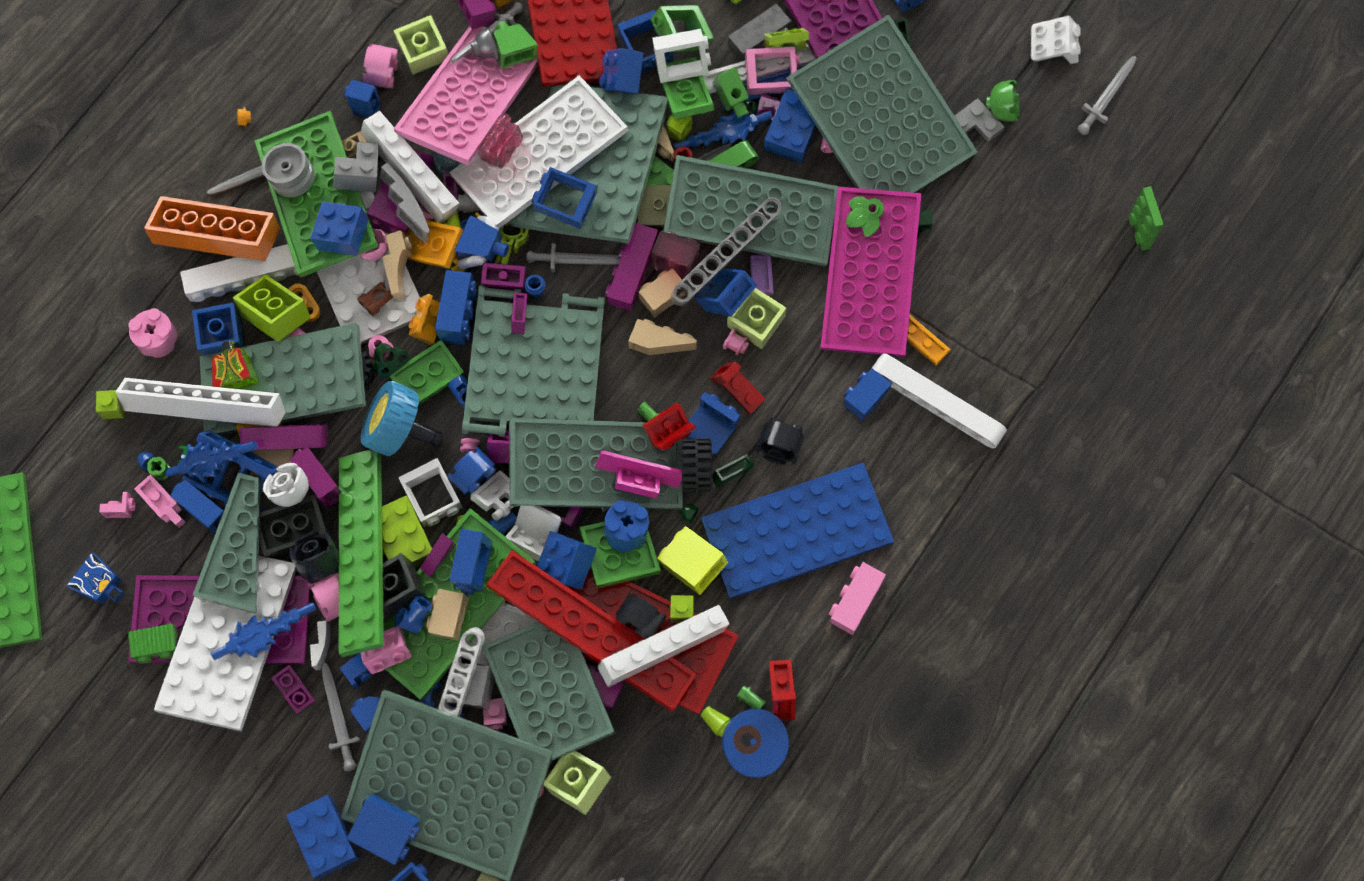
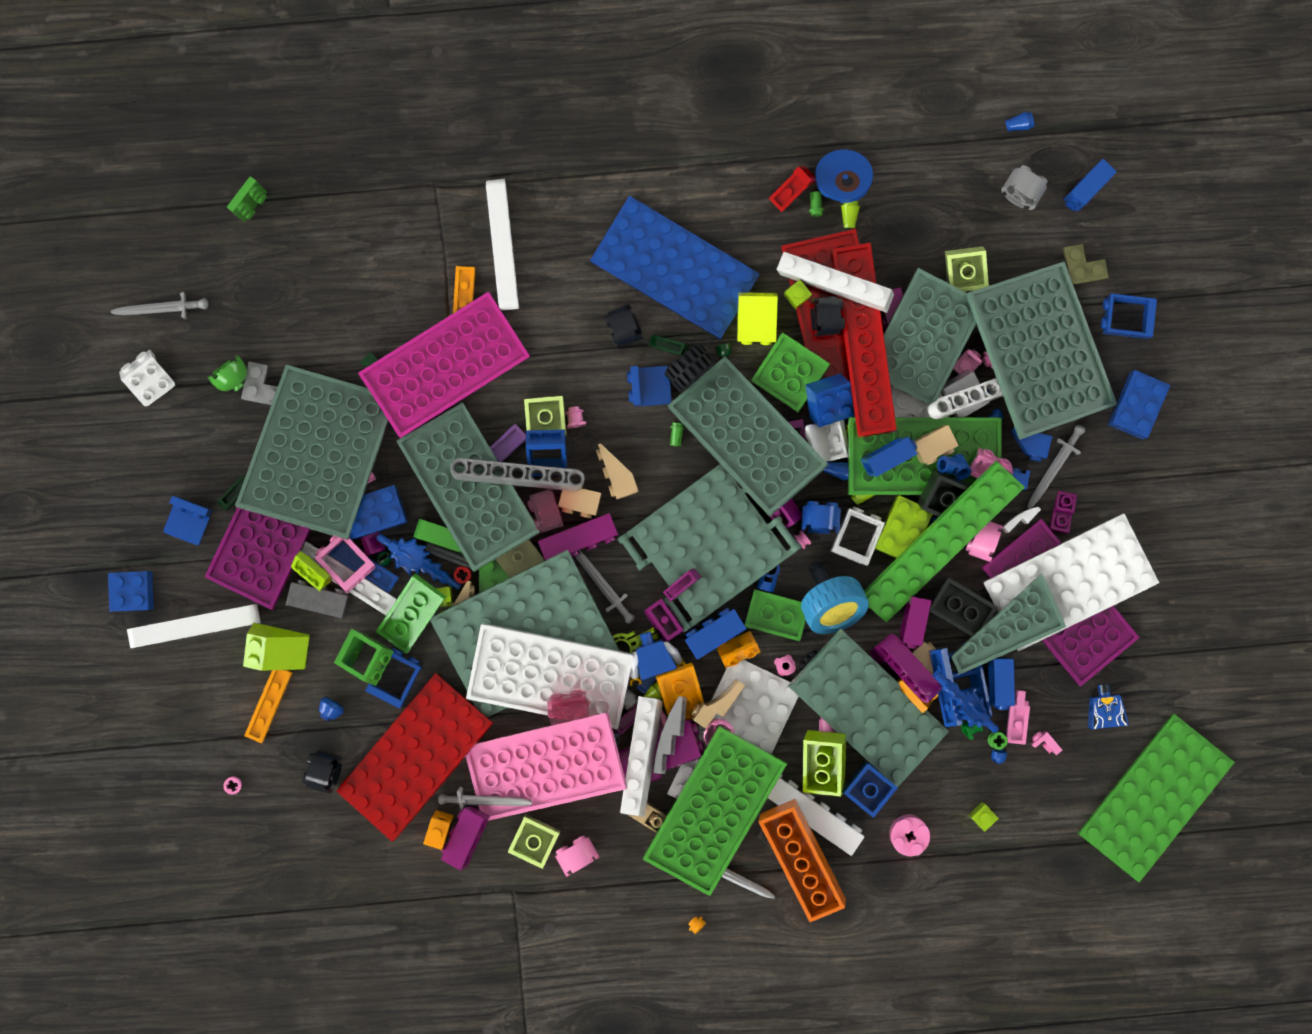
camera: 135 degrees left, 15 degrees up
(153, 643) = (1115, 628): bright green brick -> none
(201, 402) = (932, 748): white brick -> none
(233, 368) = (890, 748): torso -> none
(256, 635) = (1056, 559): blue piece -> none
(287, 485) = (942, 630): white cylinder -> none
(288, 170) = (716, 852): light grey wheel -> none
(309, 300) = (795, 749): light orange plate -> none
(315, 556) = (970, 568): black brick -> none
(339, 228) = (732, 760): blue brick -> none
(357, 173) = (674, 785): light grey brick -> none
(362, 98) = (613, 844): blue brick -> none
(370, 304) = (761, 700): copper piece -> none
(384, 829) = (1102, 366): blue brick -> none
(391, 362) = (790, 648): dark green piece -> none
(438, 555) = (907, 487): magenta piece -> none
(484, 45) = (500, 788): flat silver piece -> none
(491, 493) = (823, 493): white plate -> none
(513, 44) = (480, 770): bright green torso -> none
(535, 286) = (652, 586): blue cone -> none
(583, 207) = (572, 644): blue window -> none
(621, 71) = (437, 669): blue brick -> none
(630, 515) = (762, 376): blue brick -> none
(638, 475) = (733, 398): dark pink bracket -> none
(668, 427) = (680, 407): red bracket -> none
(676, 42) = (390, 634): white window -> none
(731, 83) = (386, 576): bright green torso -> none
(738, 386) = (606, 390): red bracket -> none
(856, 597) = (690, 188): bright pink brick -> none
(863, 217) = (410, 399): bright green plate -> none
(866, 394) = (538, 297): blue brick -> none

